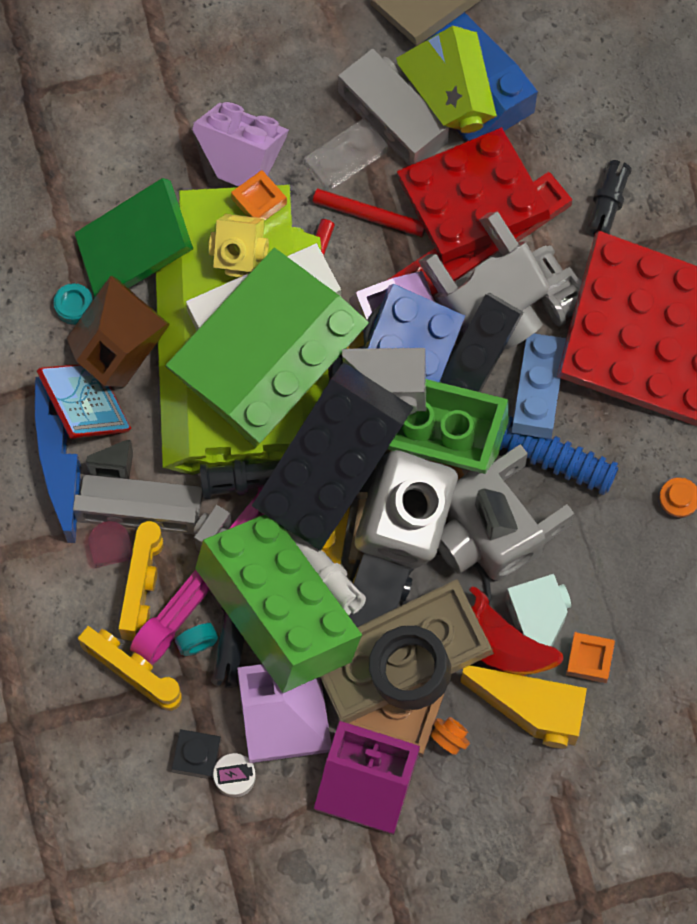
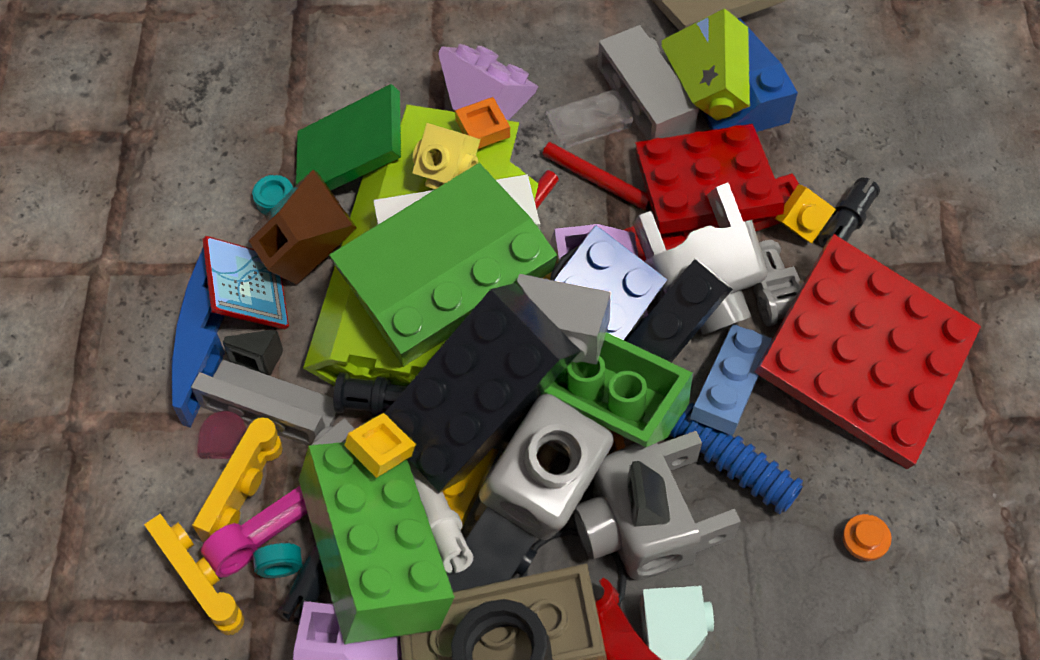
camera: 15 degrees right, 10 degrees down
(264, 525) = (379, 444): none -> yellow plate
(569, 210) = (805, 213): none -> yellow plate

